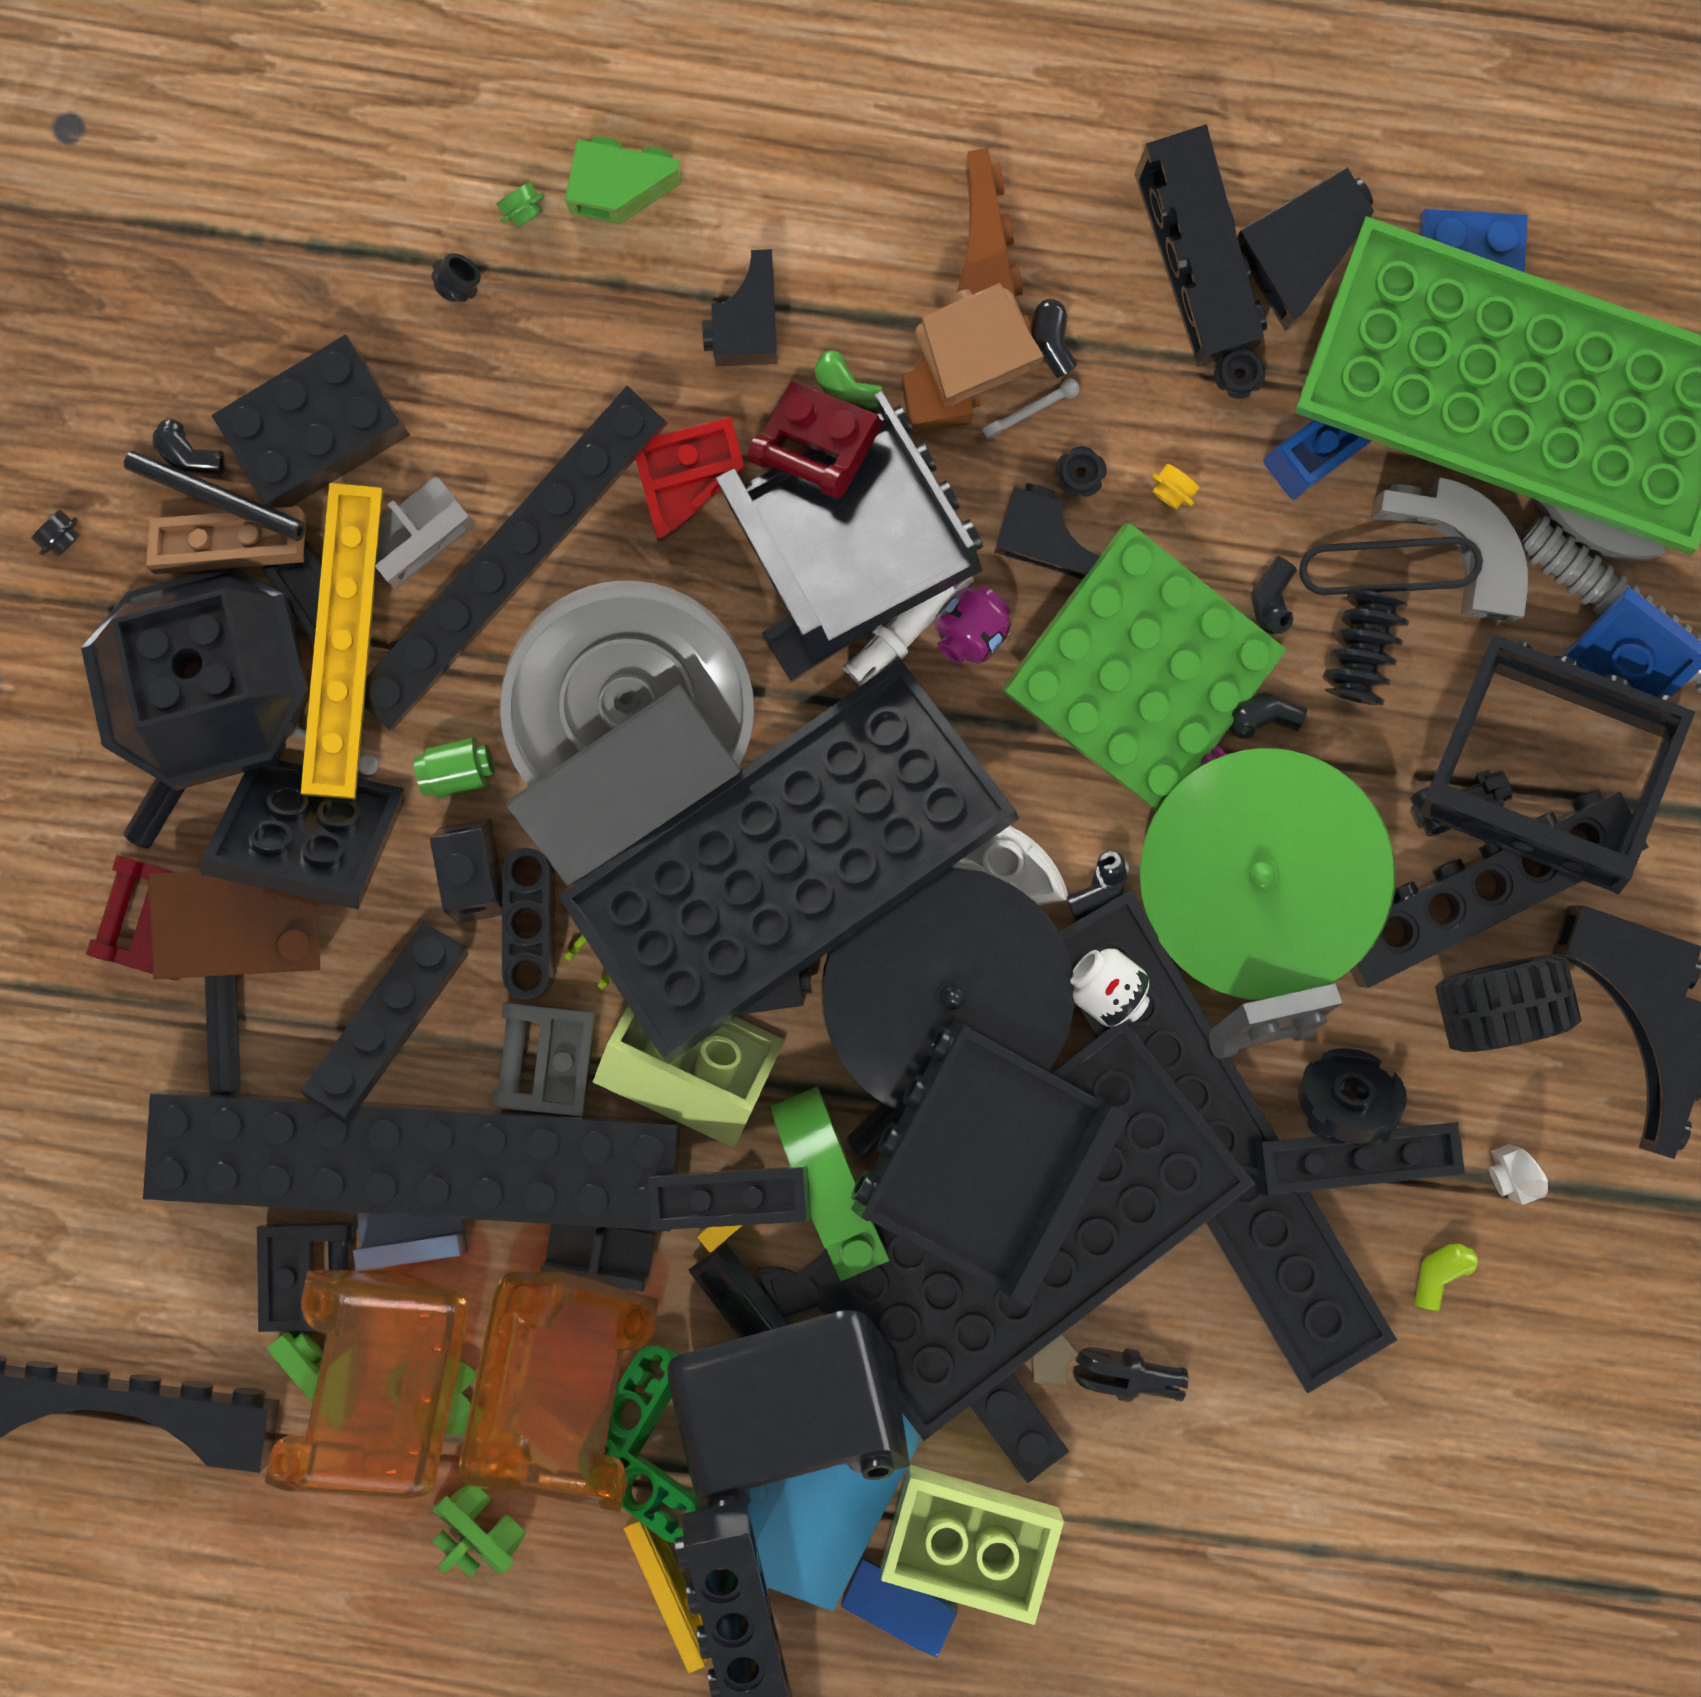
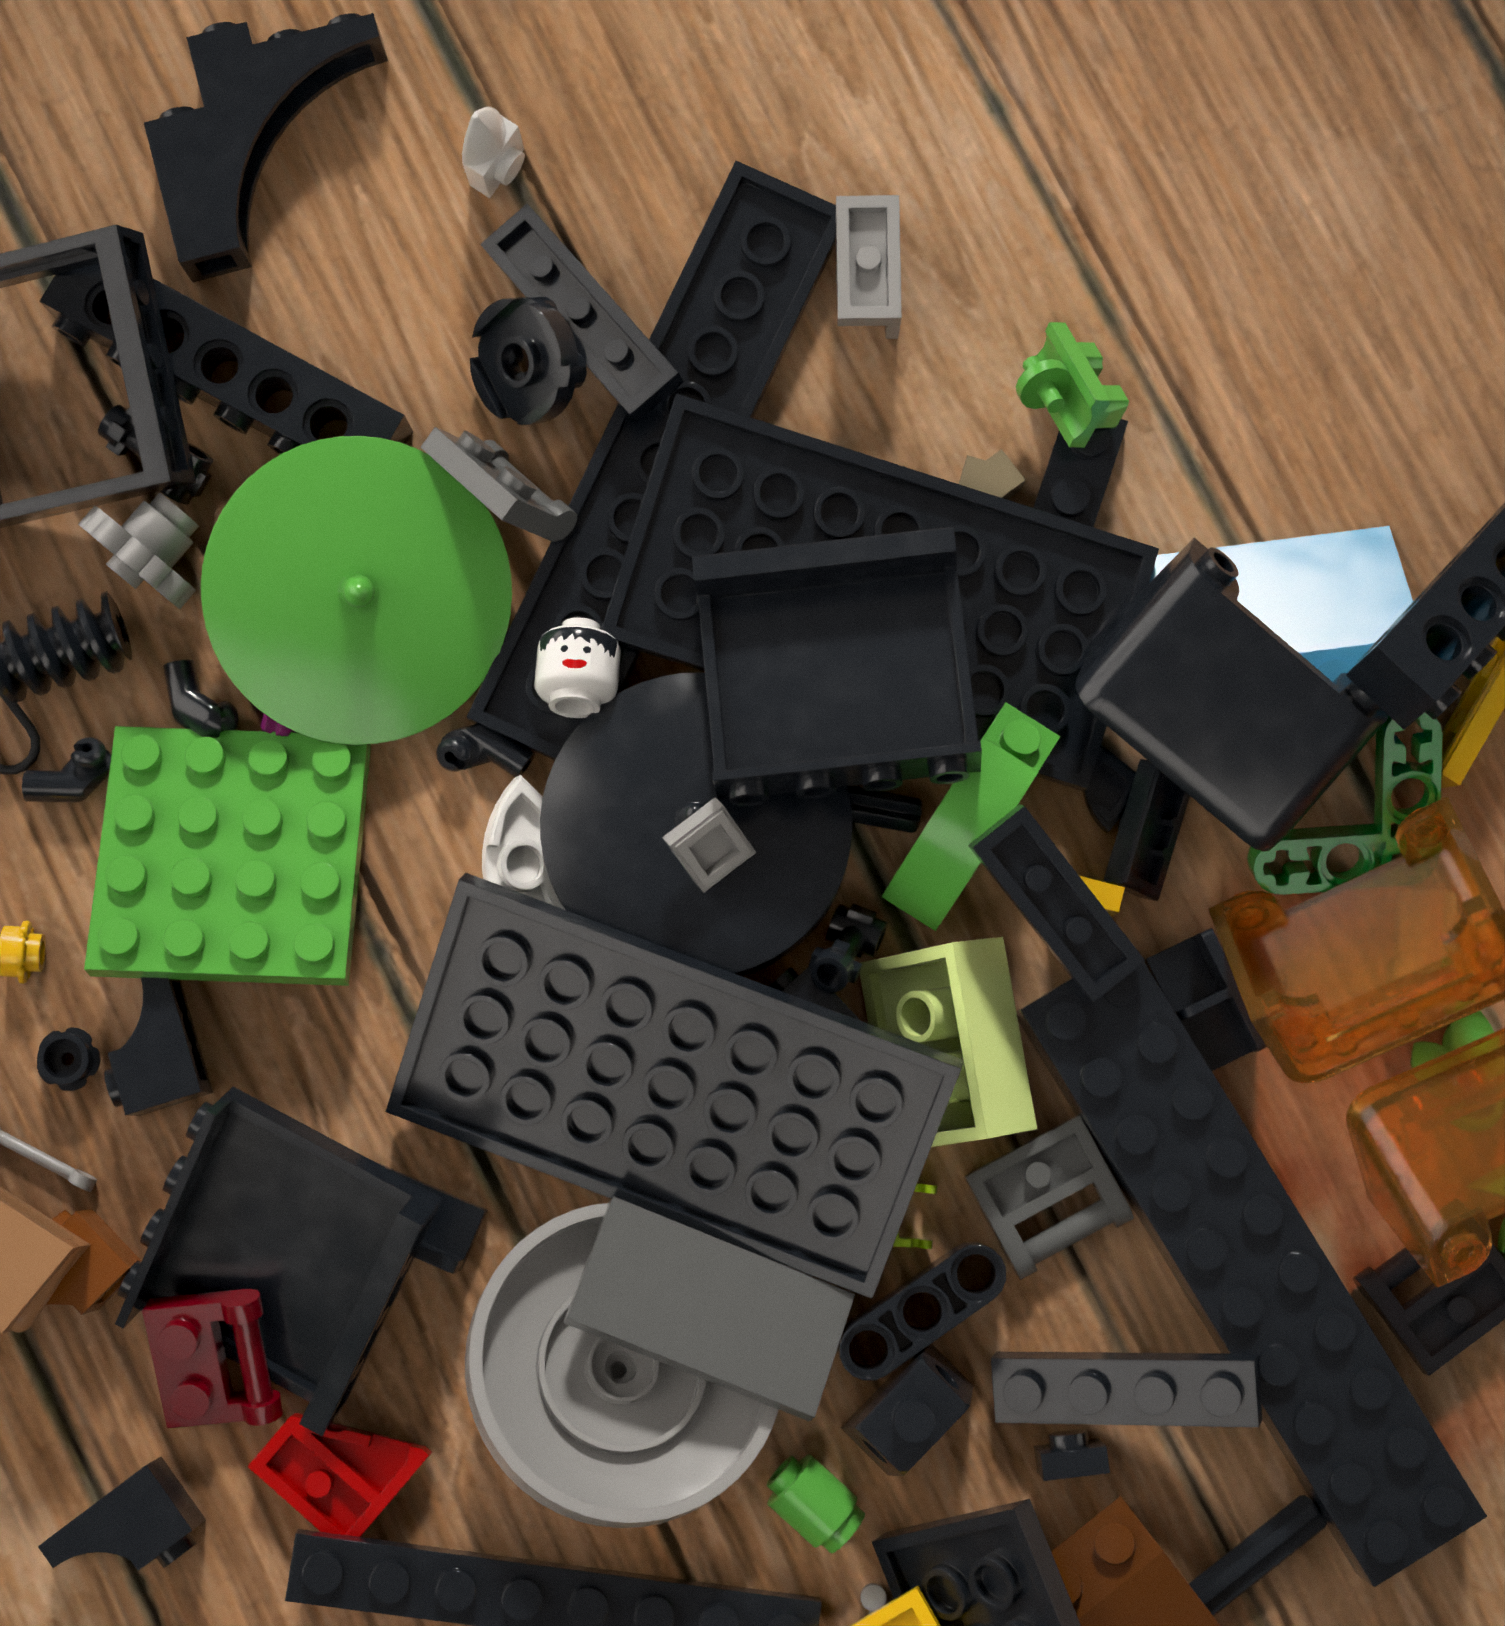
camera: 120 degrees left, 5 degrees down
(368, 956) = (1071, 1456): none -> black plate
(406, 1239) = (1332, 1209): sand blue panel -> none
(805, 1050) = (854, 933): none -> black bar
(838, 382) = (136, 1378): bright green arm -> none
(894, 637) = (365, 1132): white pin -> none
(900, 1611) = (1337, 462): blue slope -> none
(925, 993) = (709, 844): none -> light grey tile
(971, 1544) = (1227, 432): yellowish green brick -> none
(973, 625) = (301, 1060): magenta head -> none
(1079, 1456) = (1068, 385): none -> bright green hips
(1127, 1375) = (953, 395): black arm -> none
(1259, 1381) = (868, 262): none -> light grey panel
(1395, 752) = (147, 545): none -> light grey plant
(1440, 1269) = (638, 167): lime arm -> none
(1508, 1003) = (326, 268): black tyre -> none

